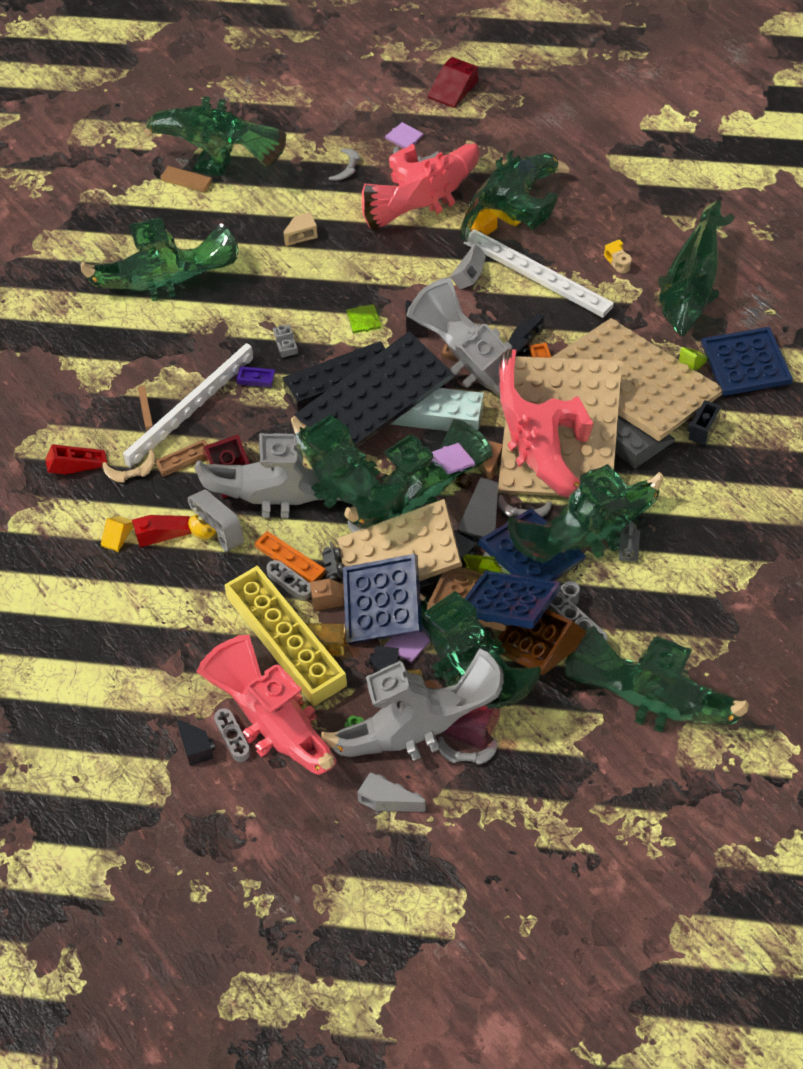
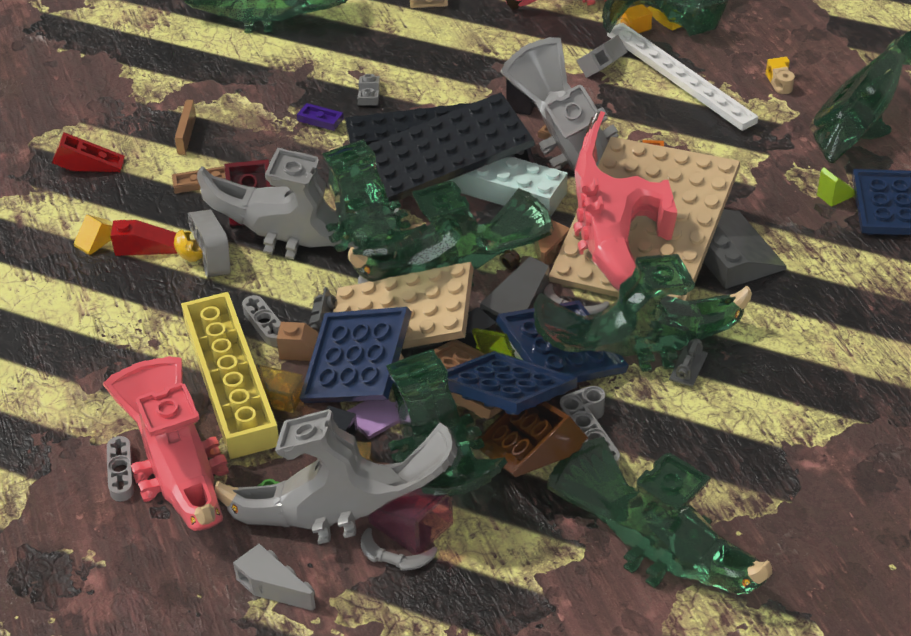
camera: 15 degrees right, 10 degrees down
(143, 470) = (153, 182): tan piece -> none
(188, 406) = (230, 130): white plate -> none
(196, 743) = (71, 467): black slope -> none
(290, 557) = (274, 295): orange plate -> none
(363, 318) = (465, 86): clear neon green piece -> none
(453, 458) = (503, 229): lavender piece -> none
(524, 335) = (644, 127): black slope -> none
(655, 386) = (772, 202): tan plate -> none
(704, 422) = (827, 253): black brick -> none

